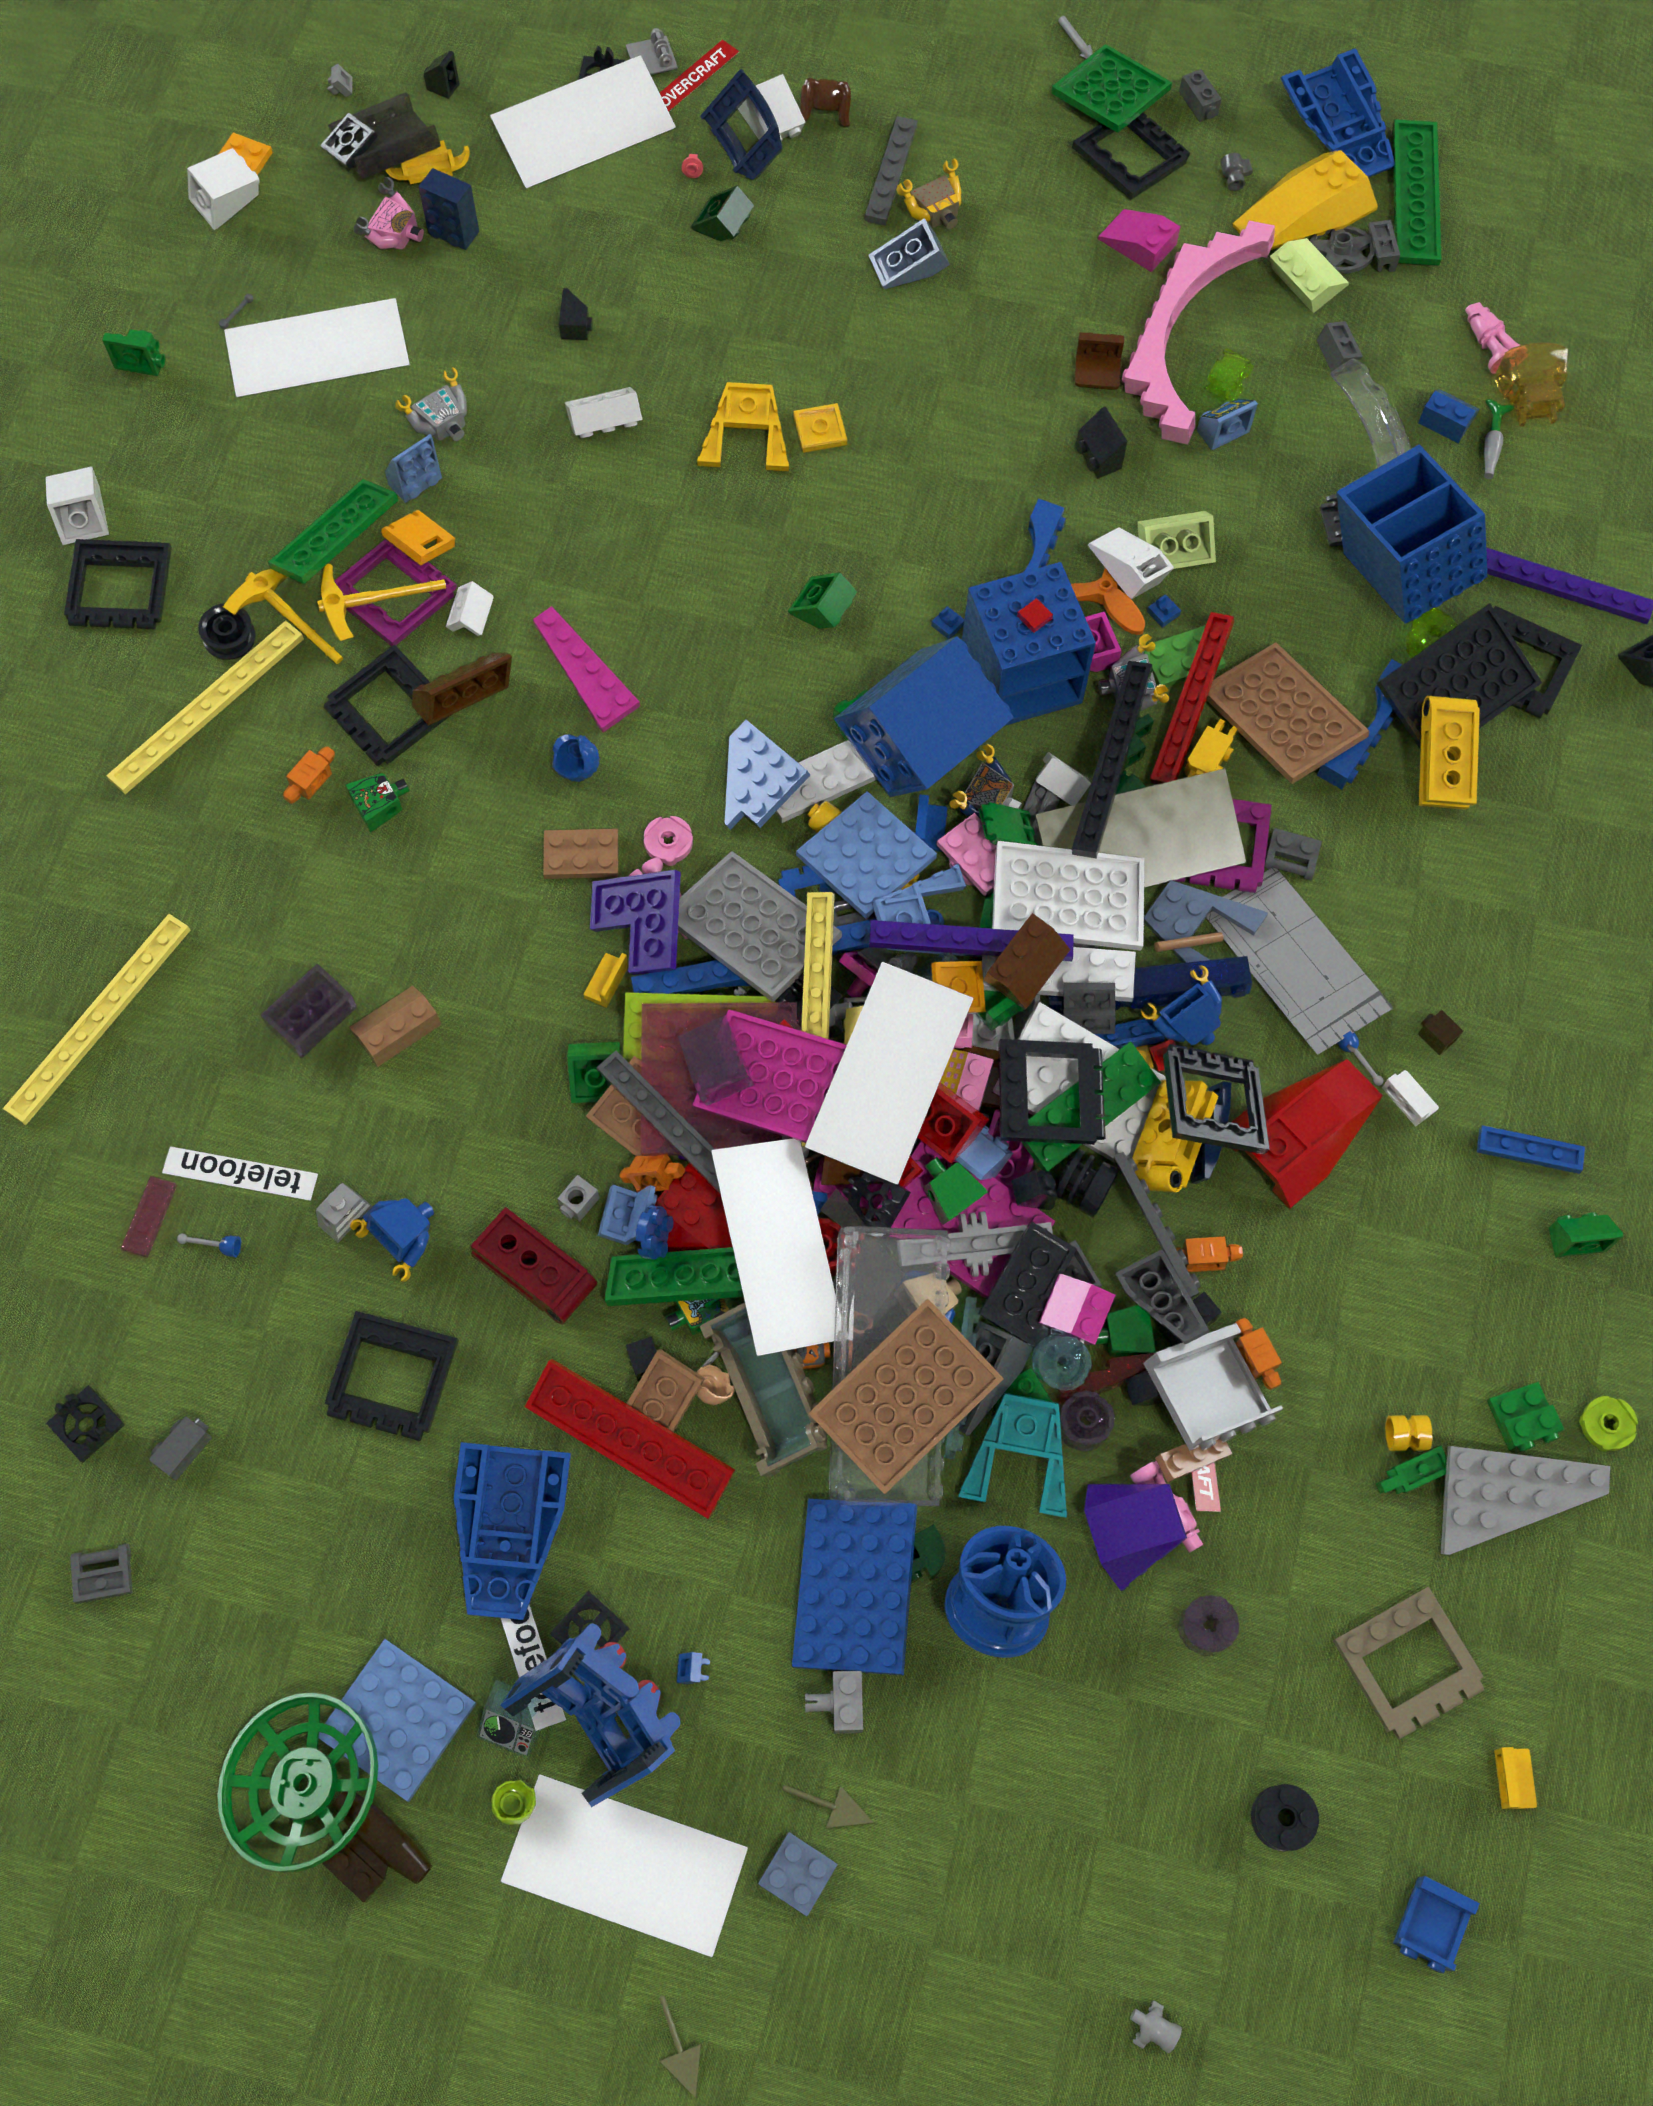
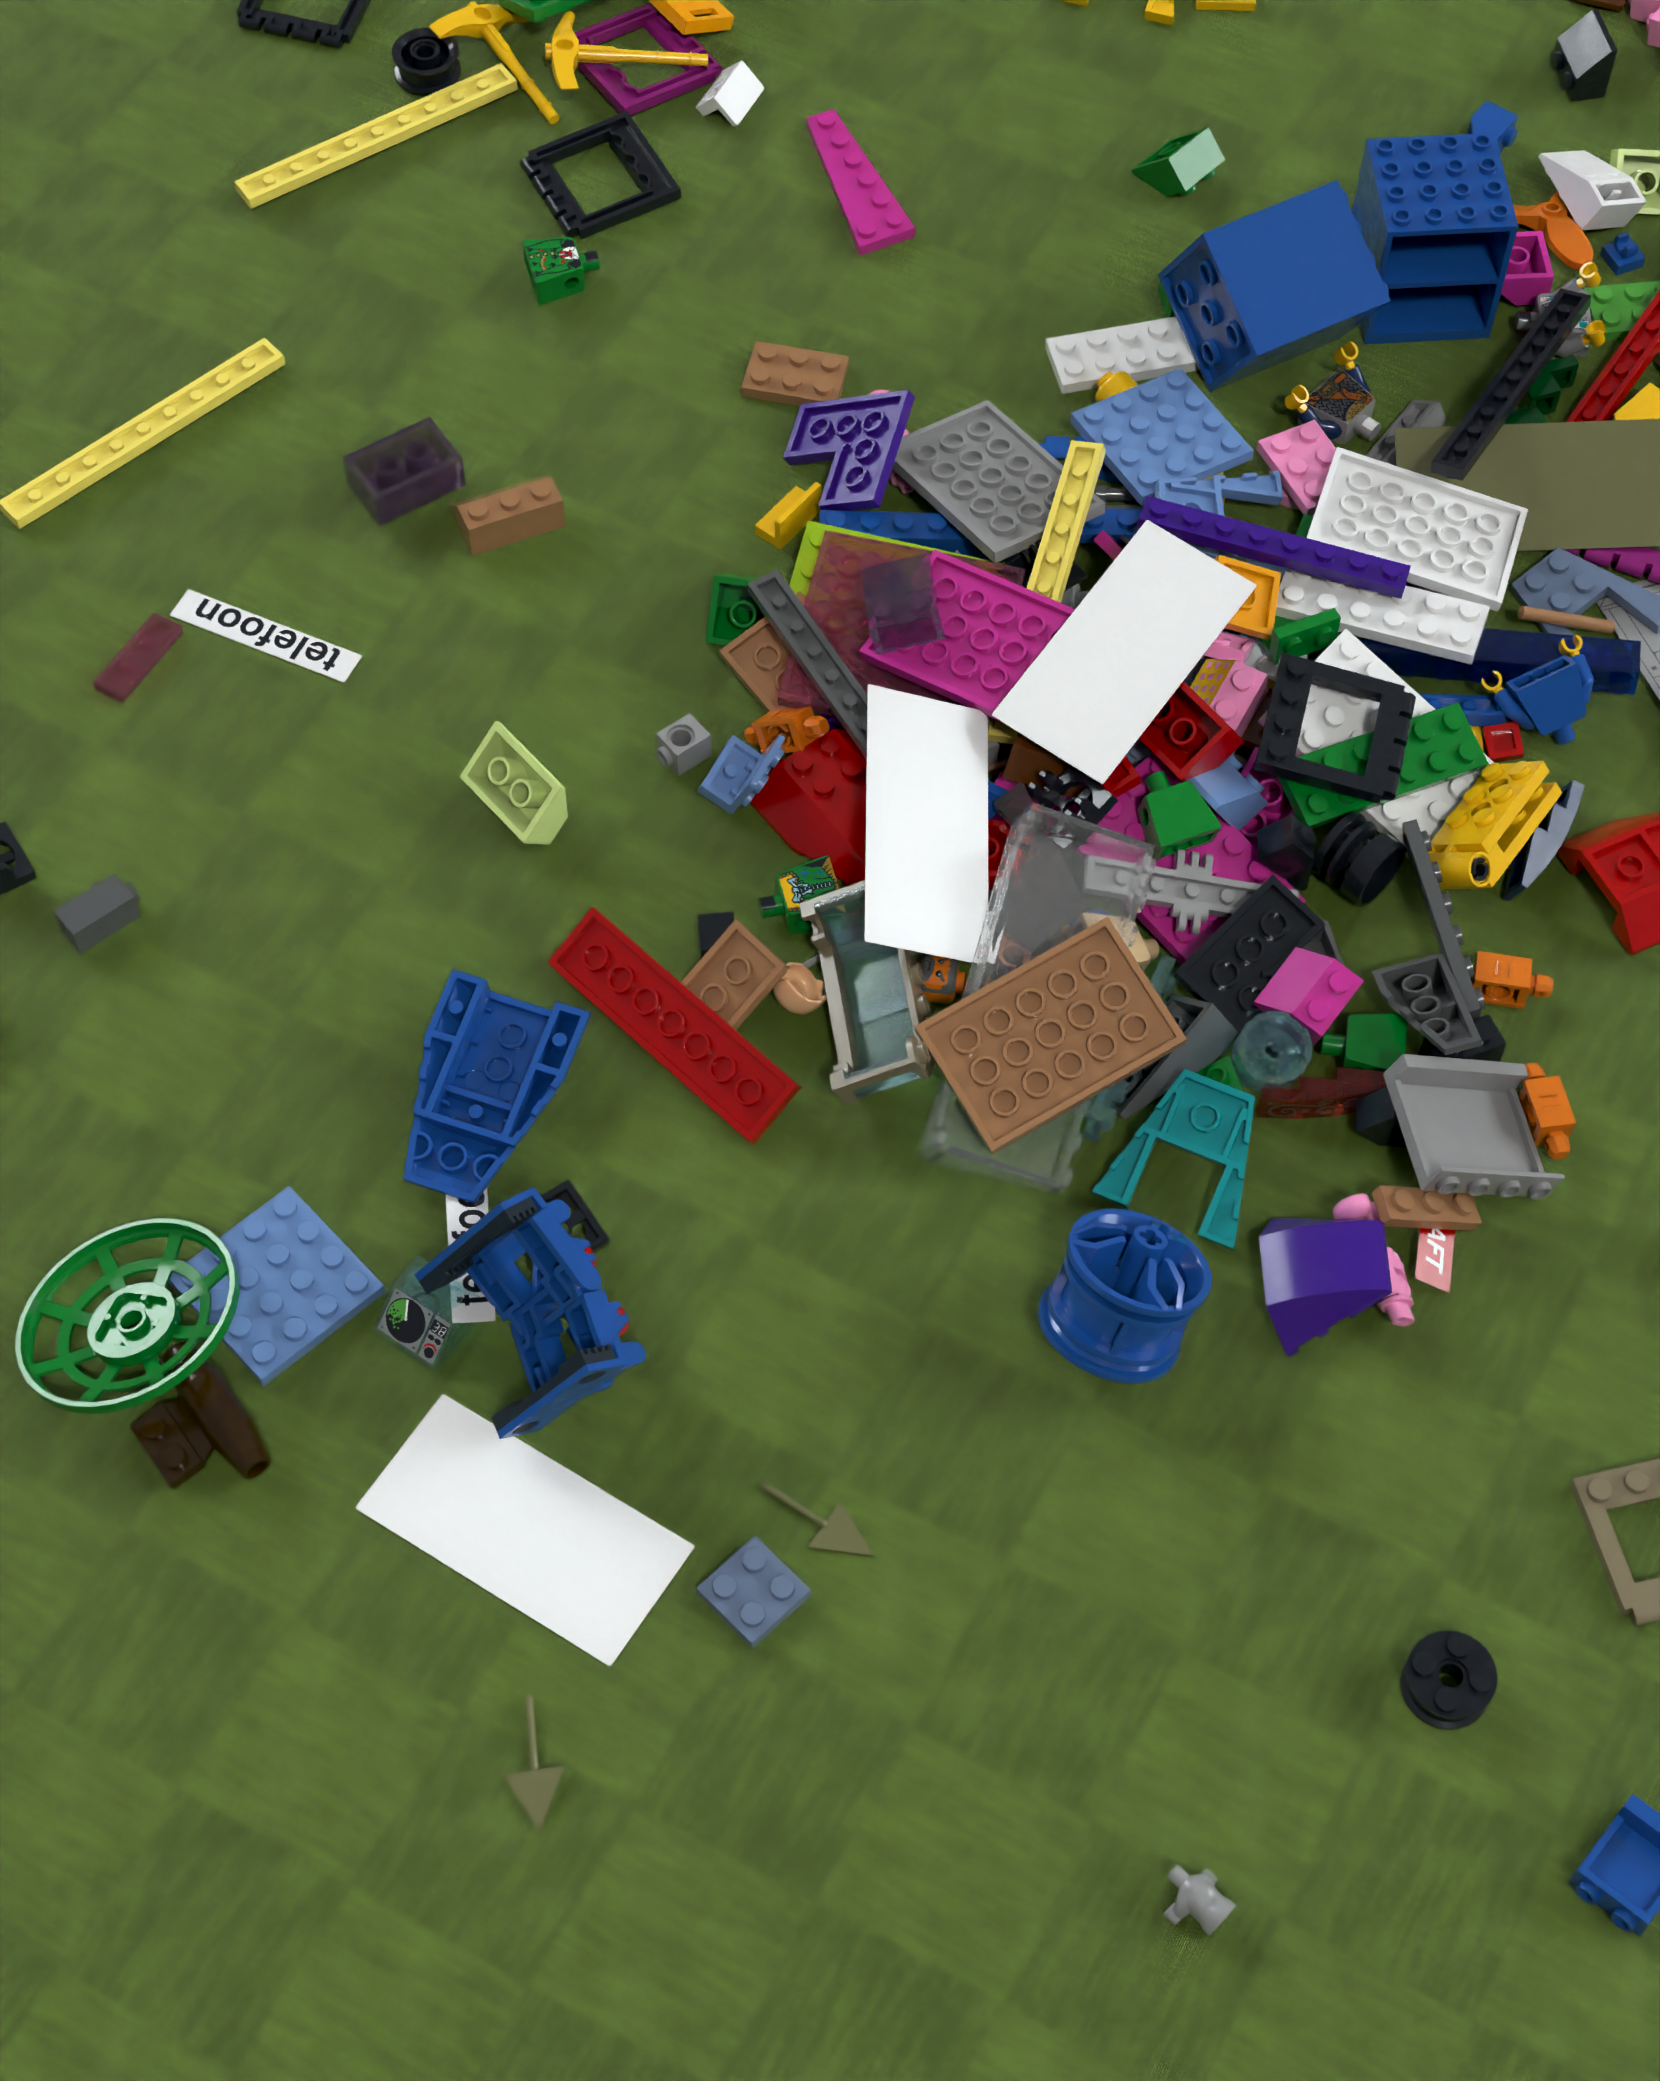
camera: 15 degrees right, 10 degrees down
(228, 1245) = (227, 707): hinge -> none
(309, 774) = (480, 227): orange piece -> none
(340, 1210) = (378, 694): light grey torso -> none
(399, 1229) = (446, 730): blue torso -> none
(403, 1339) = (408, 851): black hinge -> none
(462, 687) = (698, 165): reddish brown slope -> none
(465, 1272) = (516, 787): none -> yellowish green slope
(513, 1802) = (399, 1411): lime hair -> none
(551, 1284) = (609, 805): dark red hinge -> none
(575, 757) = (817, 268): blue hair -> none
(653, 1232) = (770, 788): blue plate -> none
(667, 827) = (924, 369): bright pink plate -> none
(673, 1278) = (779, 849): green plate -> none
(690, 1668) = (676, 1310): blue tile -> none
(758, 776) = (1045, 332): wing -> none
(843, 1702) = (871, 1394): light grey brick -> none
(855, 1587) = (923, 1262): blue plate -> none
(929, 1552) = (1030, 1254): dark green brick -> none
(930, 822) = (1254, 422): blue panel -> none
(1006, 824) = (1352, 434): green plate -> none
(1027, 961) = (1340, 575): reddish brown slope -> none
(1035, 615) = (1445, 178): red tile -> none
(1062, 780) = (1437, 402): white panel -> none
(1091, 1006) = (1417, 654): dark grey slope -> none
(1096, 1411) = (1287, 1136): brick -> none
(1208, 1131) = (1537, 814): black hinge -> none
(1222, 1617) = (1398, 1417): clear purple brick -> none

